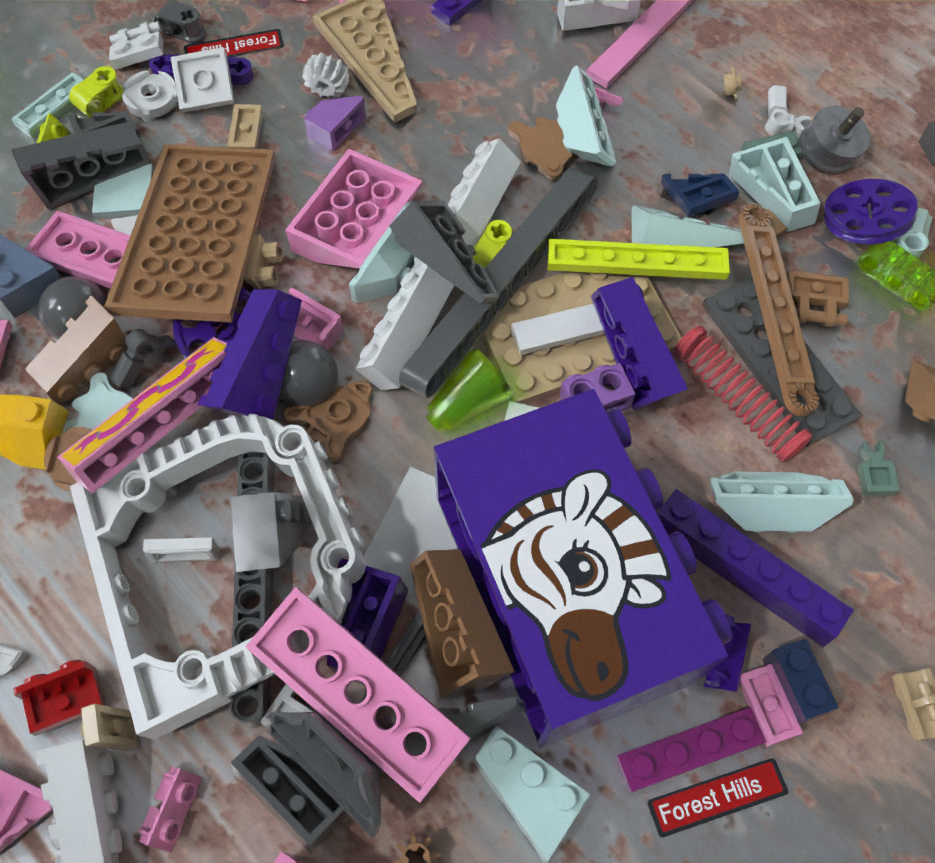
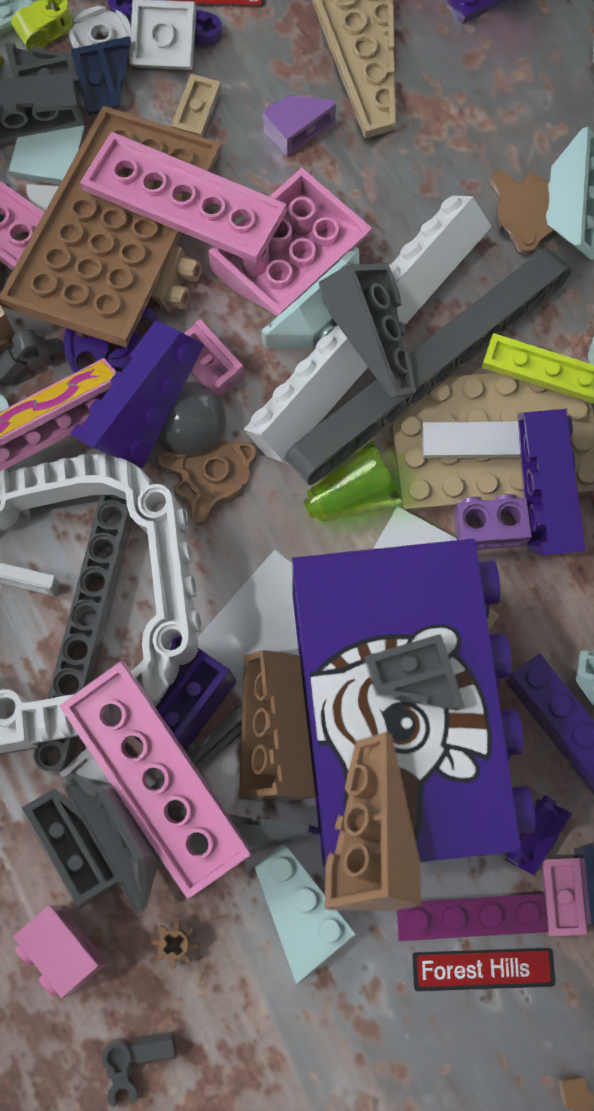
camera: 15 degrees right, 10 degrees up
(156, 118) = (101, 72): none -> dark blue wing
(243, 178) = (188, 216): none -> bright pink plate
(268, 529) = (109, 591): wedge -> none
(326, 75) = (301, 63): white gear -> none
(492, 241) = (425, 323): neon yellow piece -> none
(580, 518) = (416, 674): none -> dark grey wing
(593, 691) = (376, 847): none -> medium nougat wedge

